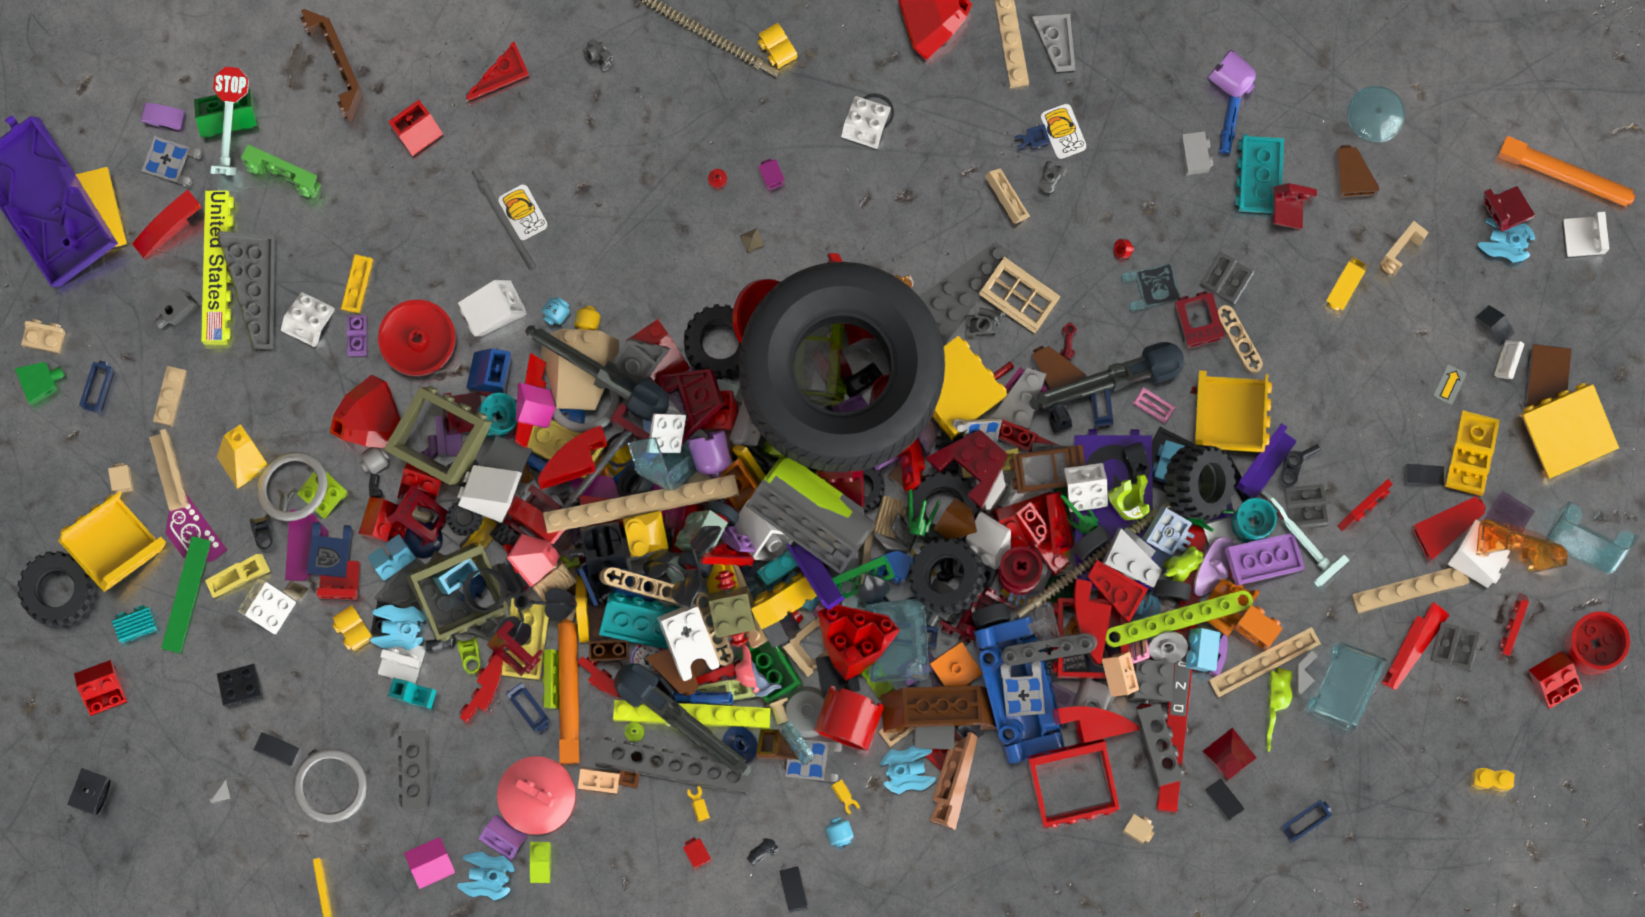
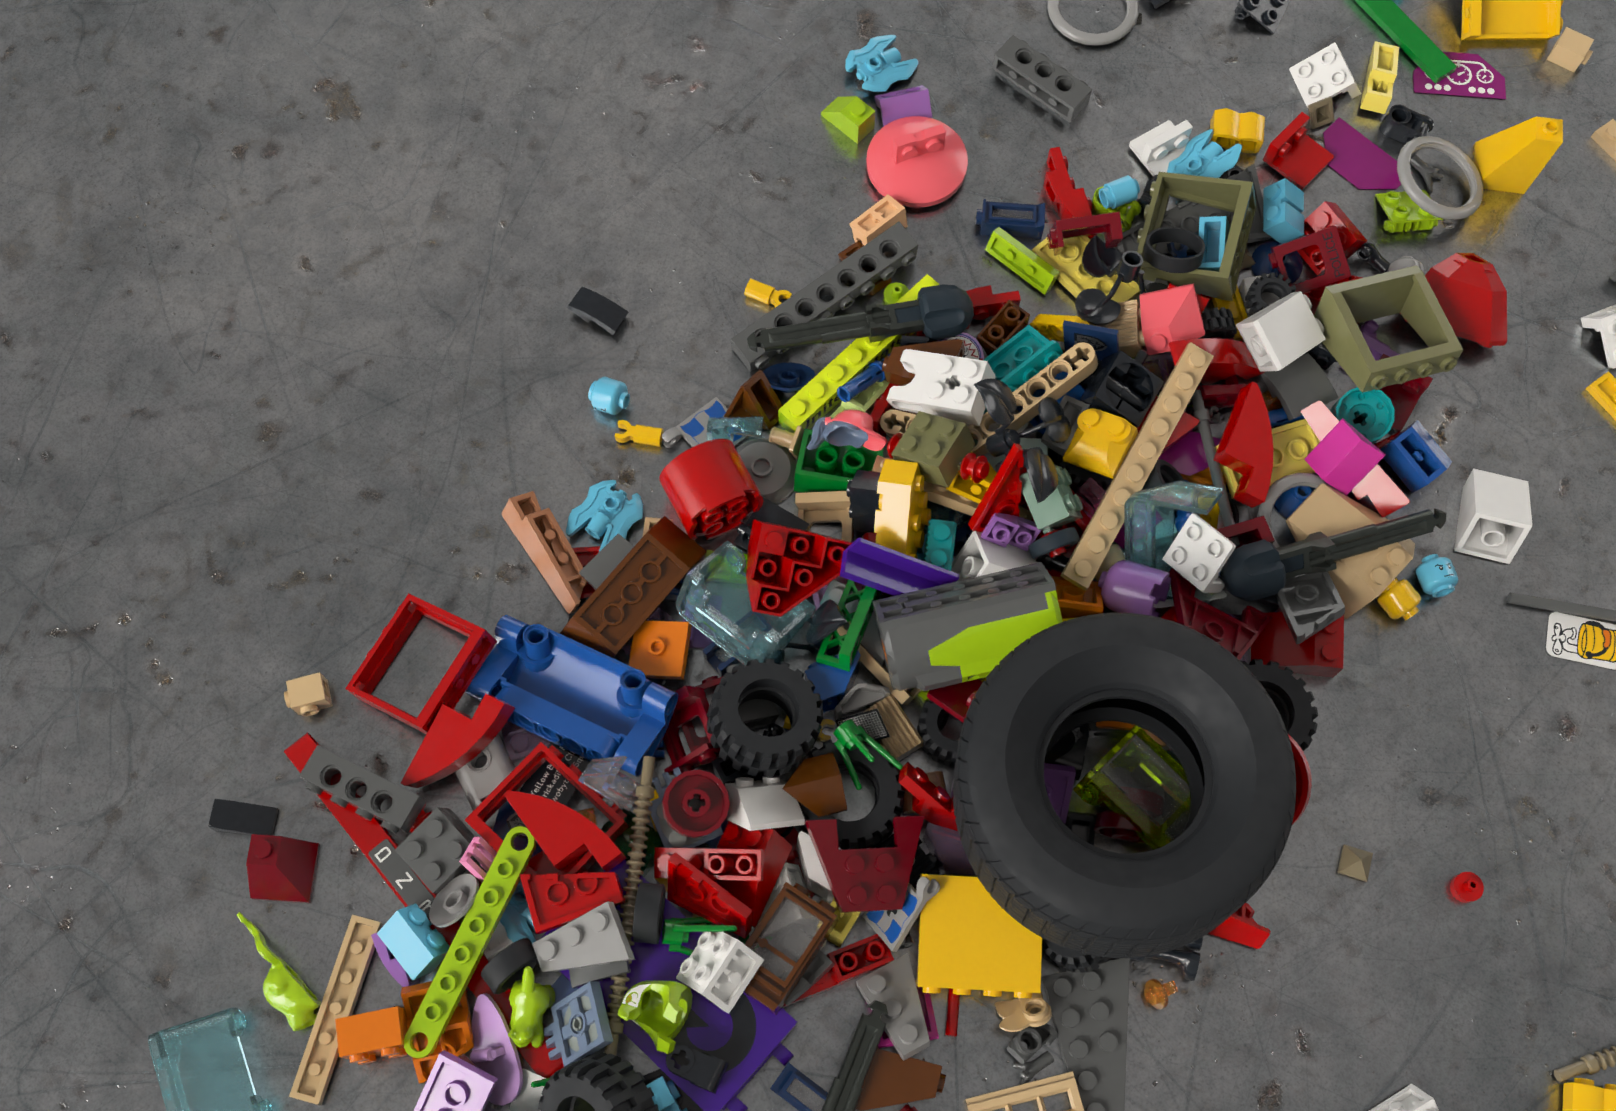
camera: 135 degrees right, 10 degrees down
(169, 471) = (1545, 98): tan fence -> none
(327, 554) = (1335, 166): dark blue flag -> none
(357, 335) = (1558, 364): medium lavender slope -> none
(411, 693) = (1126, 126): teal brick -> none
(416, 337) = (1517, 412): red dish -> none
(421, 516) = (1307, 273): dark tan arm -> none
(429, 862) = (939, 31): dark pink slope -> none
(465, 655) = (1119, 192): none -> medium azure brick
(568, 693) = (938, 225): orange brick -> none
(696, 852) = (720, 252): red brick -> none
(762, 850) = (664, 311): black arm -> none
(771, 174) = (1426, 953): magenta brick -> none
(975, 338) = (1023, 1012): none -> tan plate
(991, 615) = (677, 733): black tyre -> none
(1023, 693) = (561, 692): light grey flag -> none
(1059, 417) = (835, 1030): black piece -> none
(1067, 645) = (562, 768): dark grey piece -> none
(1120, 674) = (473, 811): light nougat hinge -> none
(1303, 679) = (271, 1033): light grey slope -> none
(1306, 820) = (127, 886): window -> none

